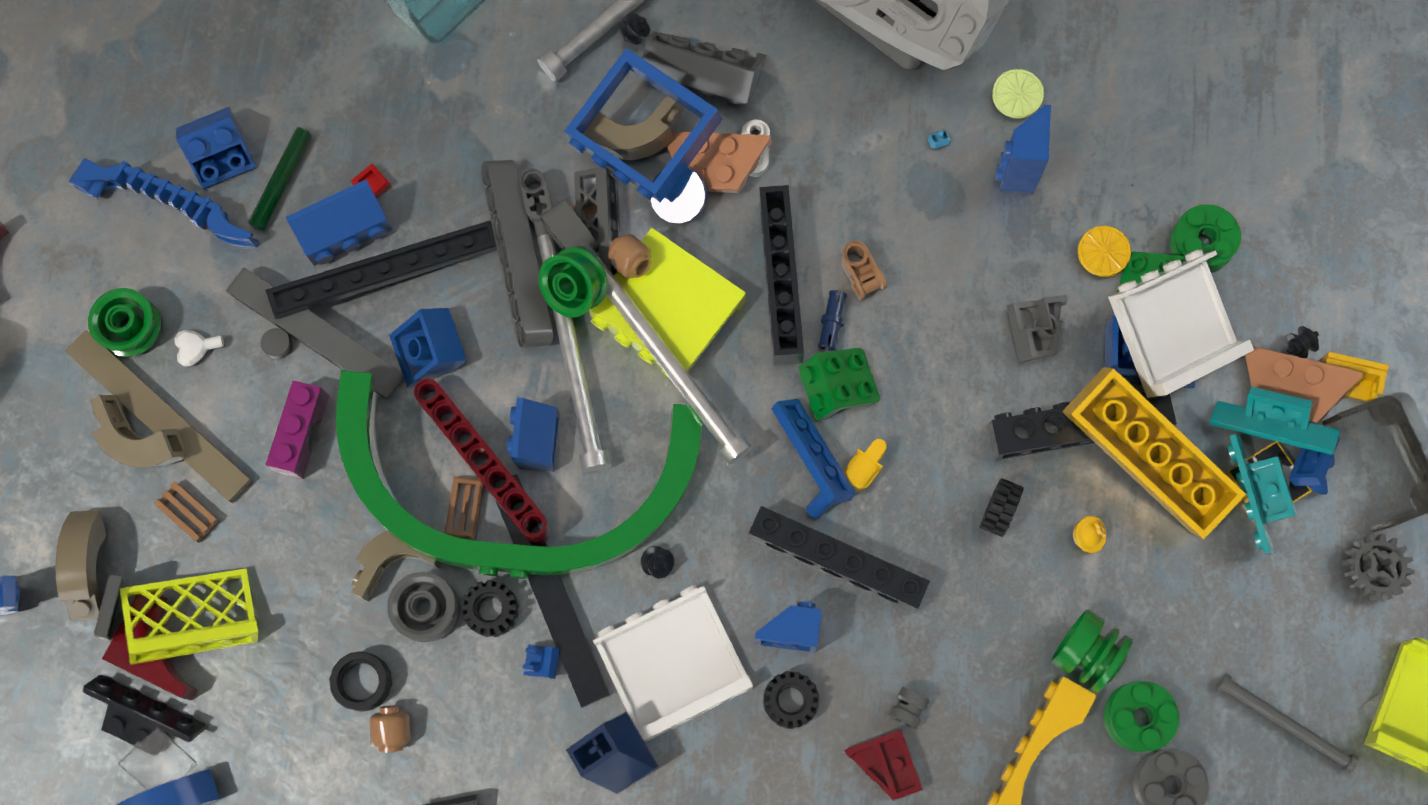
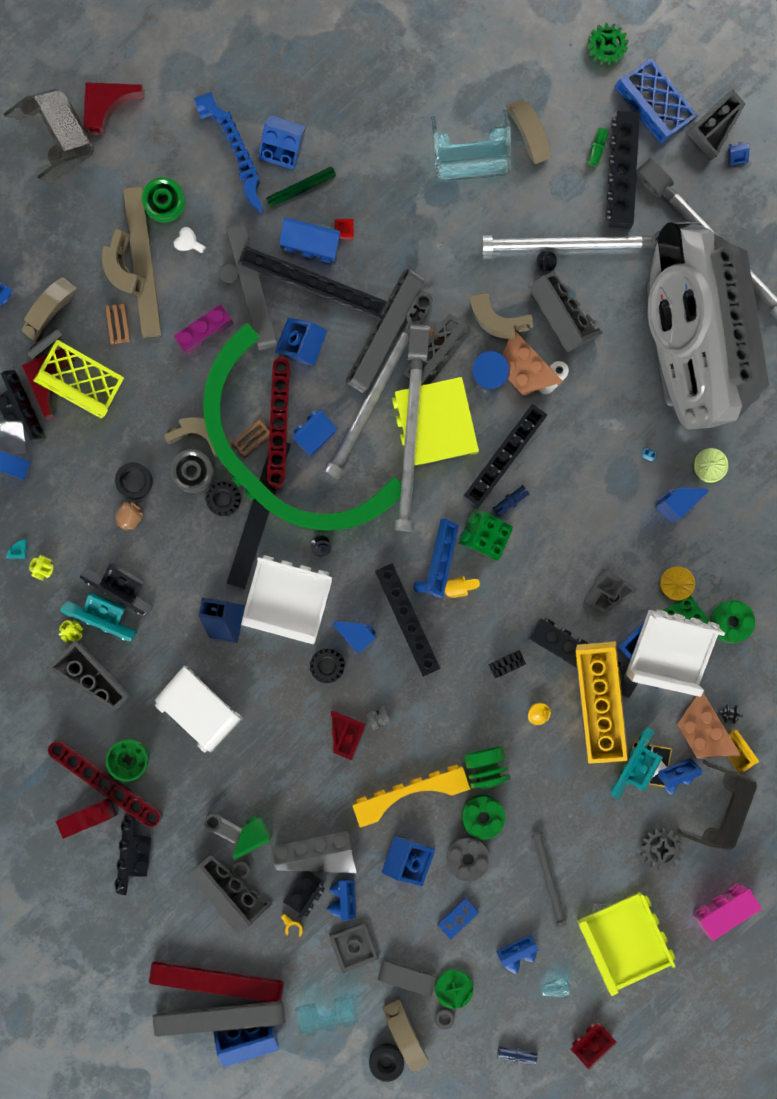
camera: 35 degrees right, 10 degrees up
(541, 661) = (225, 545): blue tile -> none
(573, 281) = (397, 373): green wheel -> none
(629, 256) = (436, 383): medium nougat head -> none
(685, 154) = (470, 337): blue window -> none
(863, 275) = (547, 490): medium nougat piece -> none
(1276, 419) = (678, 739): teal bracket -> none

